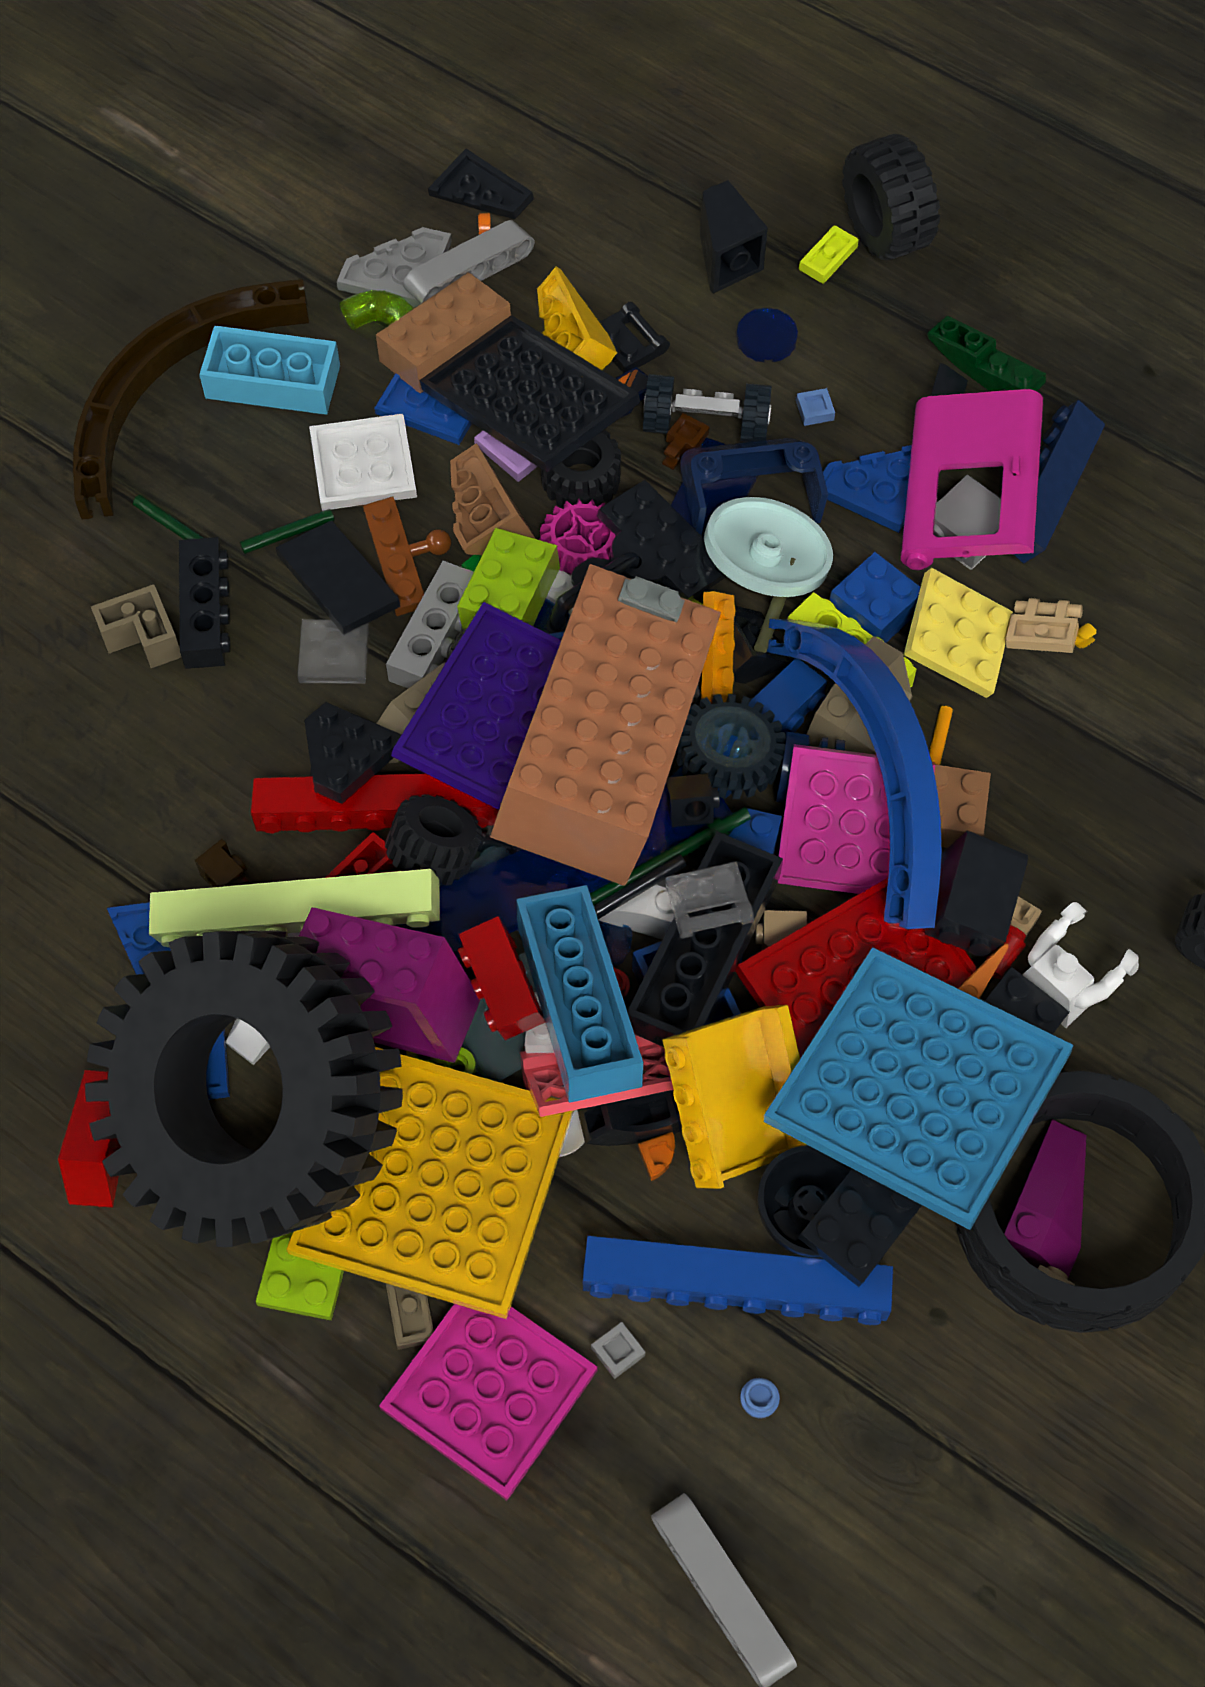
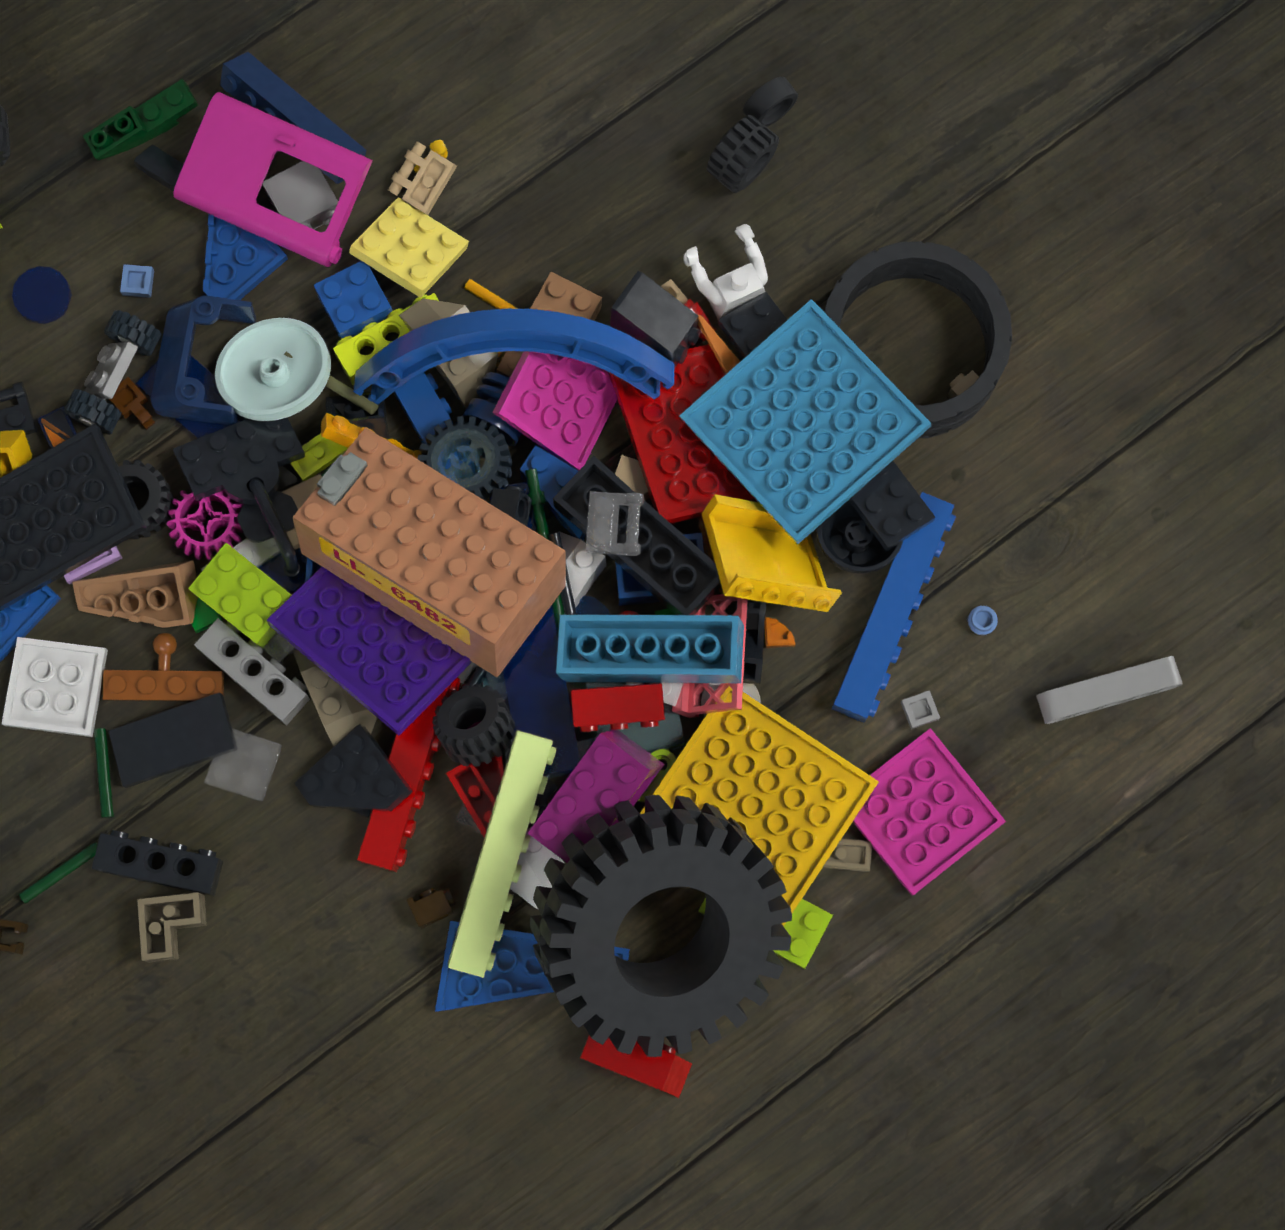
camera: 75 degrees left, 15 degrees up
(1049, 1209) = (910, 368): magenta wedge -> none

